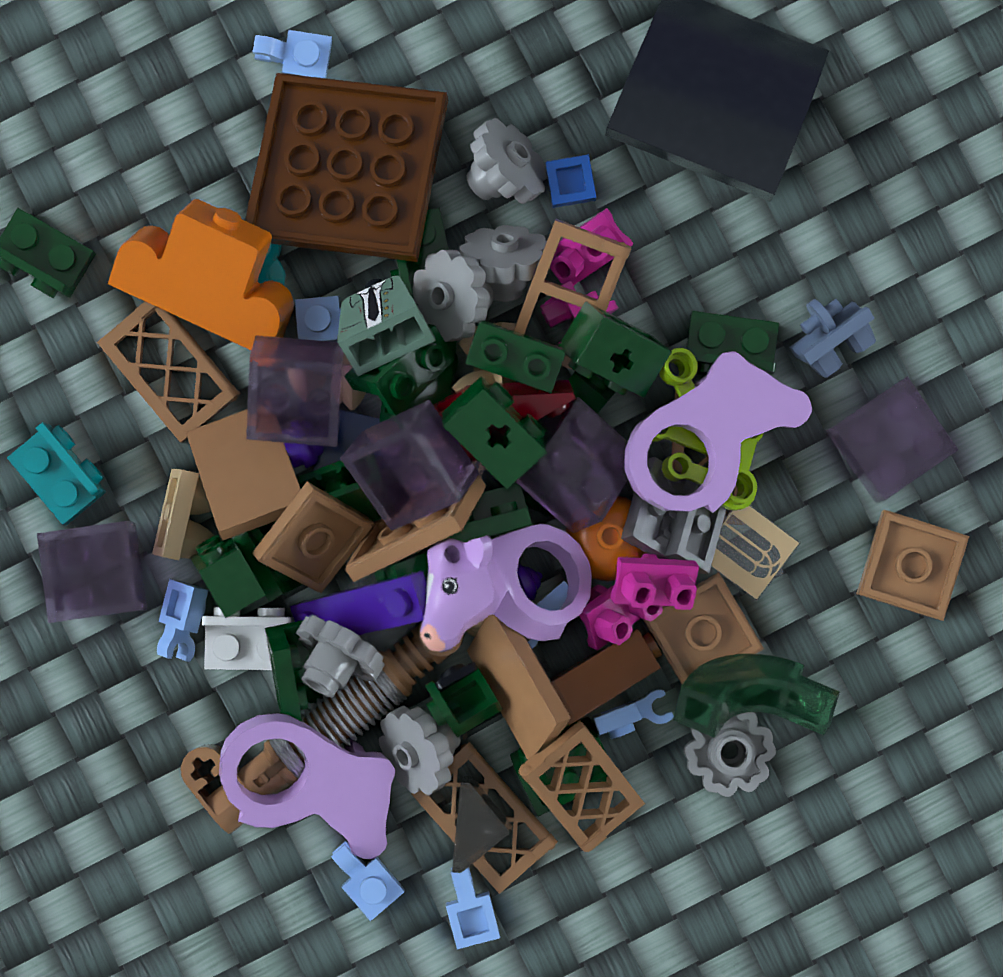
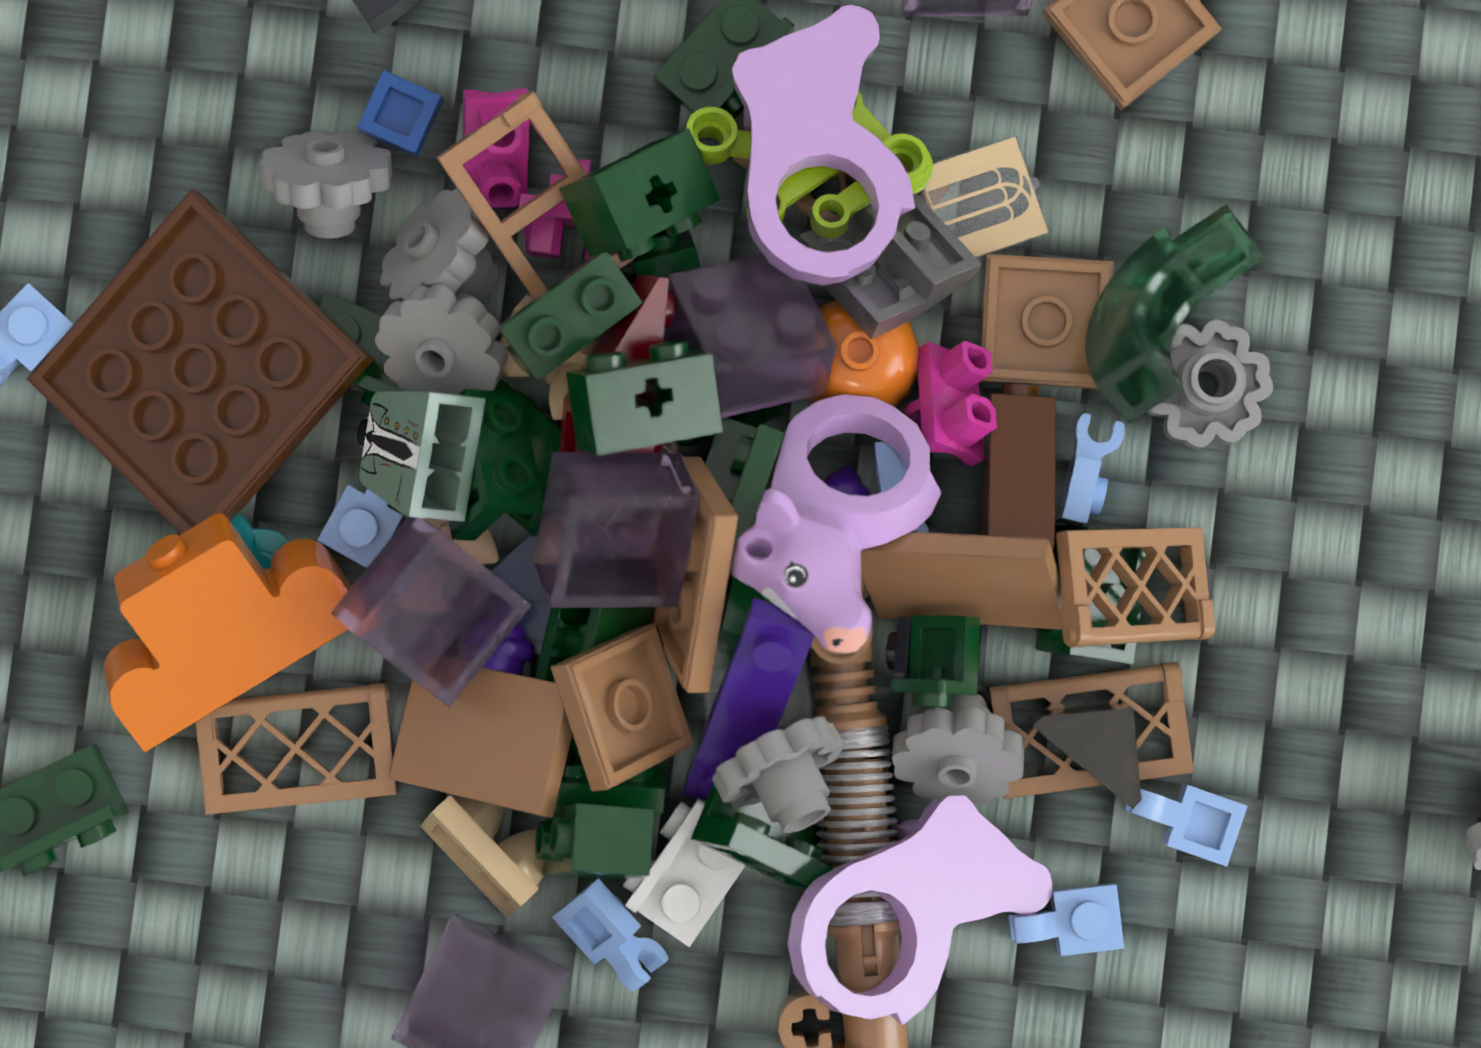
camera: 60 degrees left, 0 degrees up
(57, 473) = (332, 967): teal bracket -> none
(655, 582) = (952, 332): dark pink hips -> none

